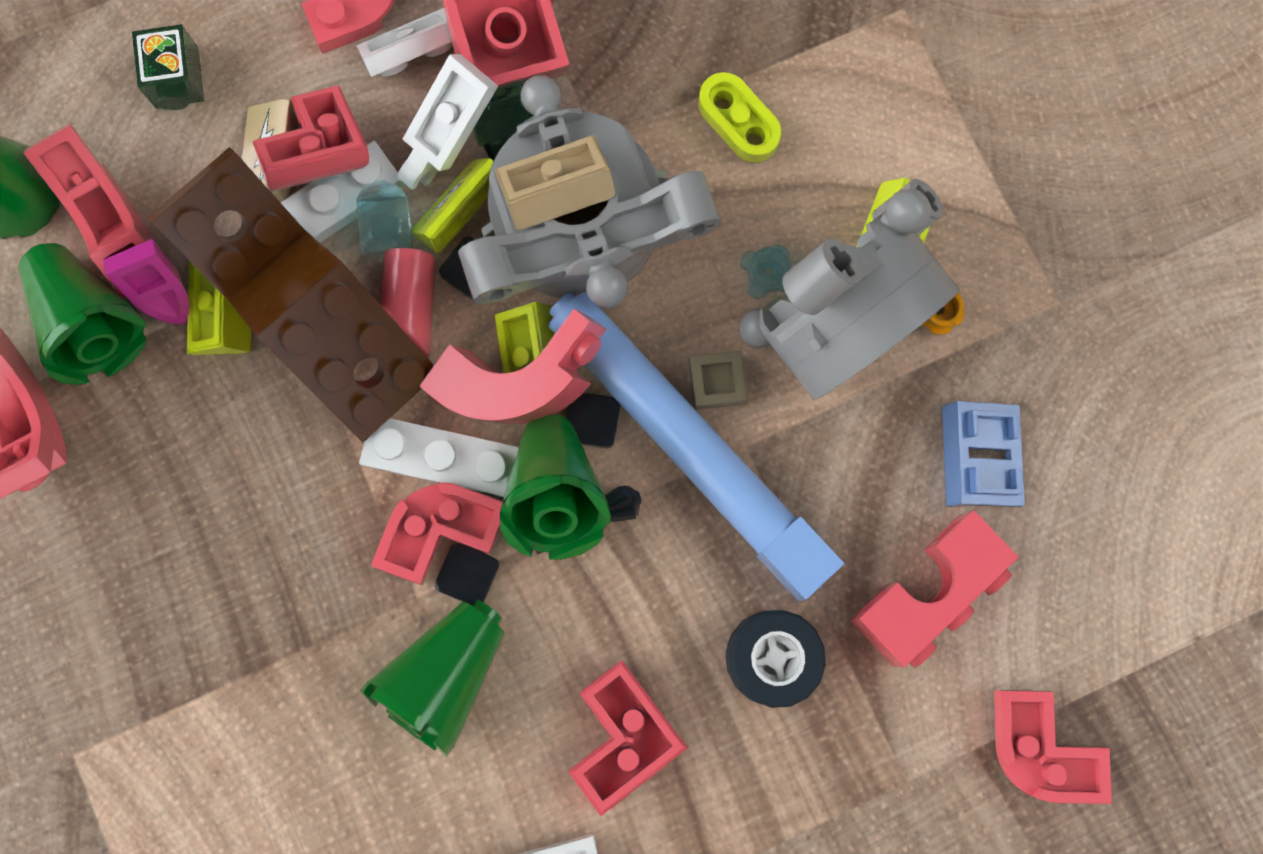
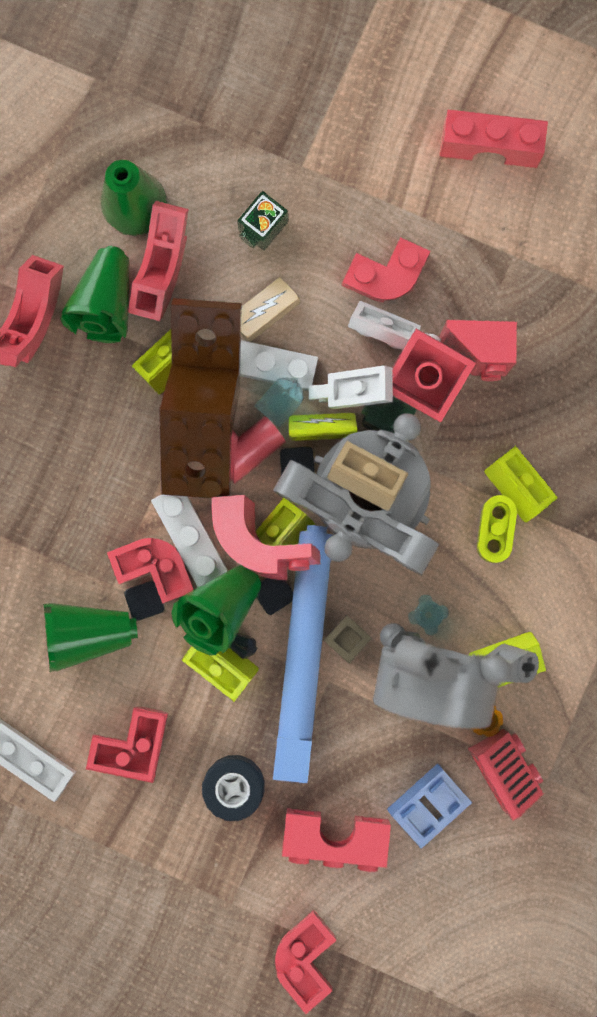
camera: 60 degrees right, 5 degrees up
(150, 282) = (146, 321): dark pink plate -> none
(322, 147) = (287, 340): coral brick -> none
(625, 554) = (224, 671): none -> neon yellow slope
(702, 51) = (521, 483): none -> neon yellow slope
(1021, 334) = (507, 773): none -> coral slope

